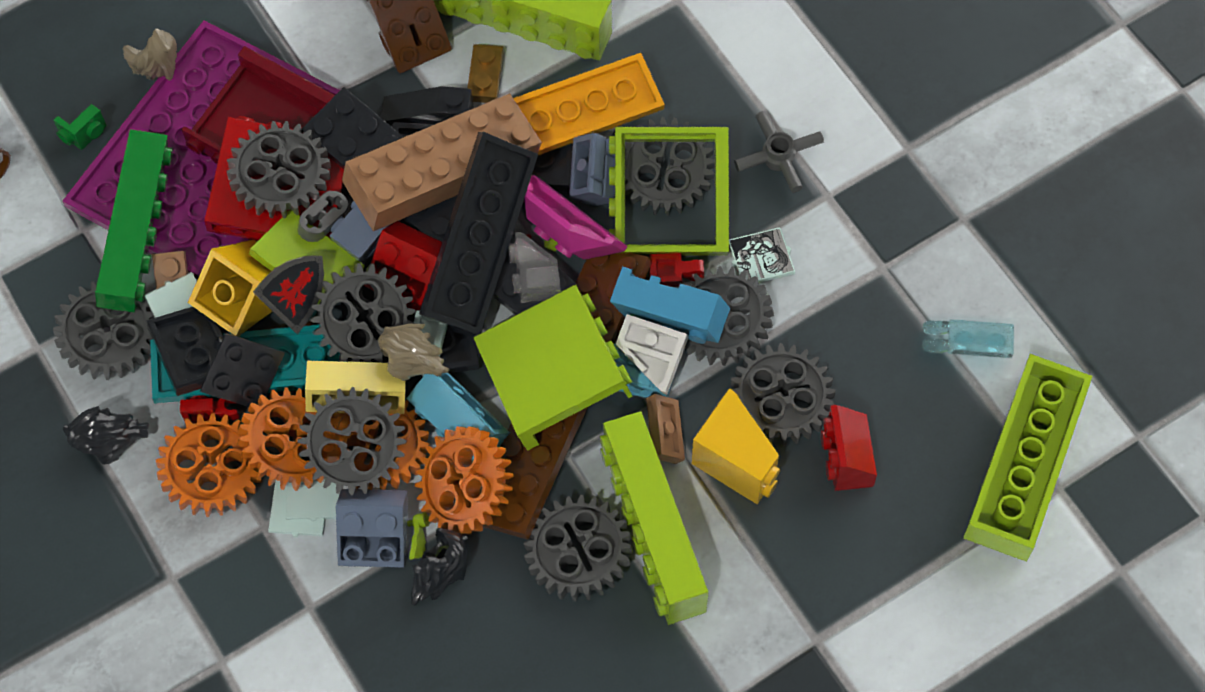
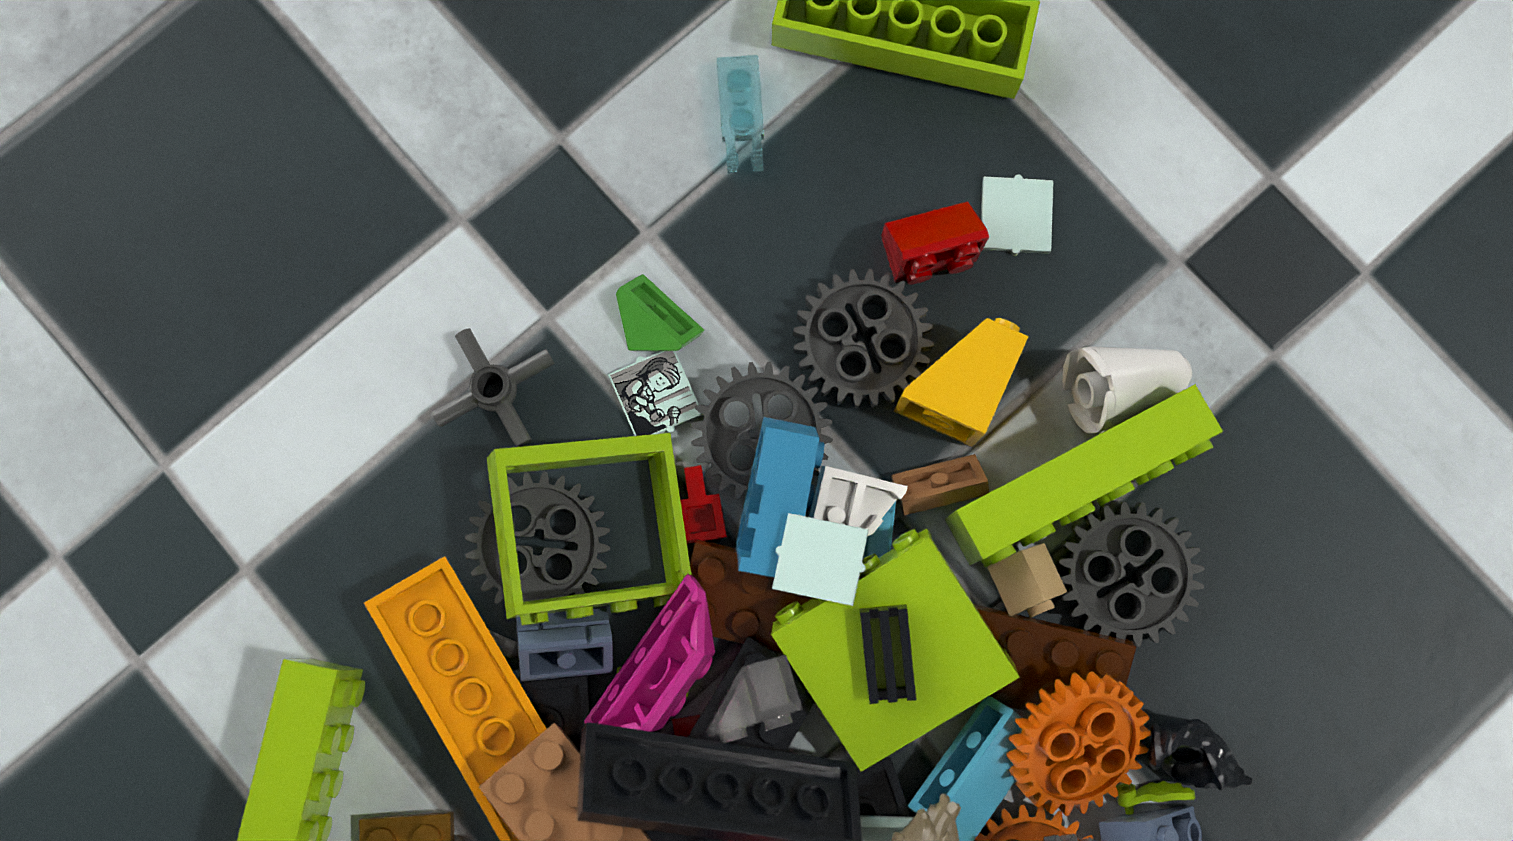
camera: 100 degrees left, 15 degrees up
(549, 346) = (892, 692): none -> black tile
(584, 472) = (1027, 581): none -> tan brick
(620, 315) = (820, 559): none -> light aqua piece
(724, 566) = (1120, 383): none -> white cone
(818, 260) = (653, 319): none -> bright green slope
(868, 525) = (1017, 214): none -> light aqua piece

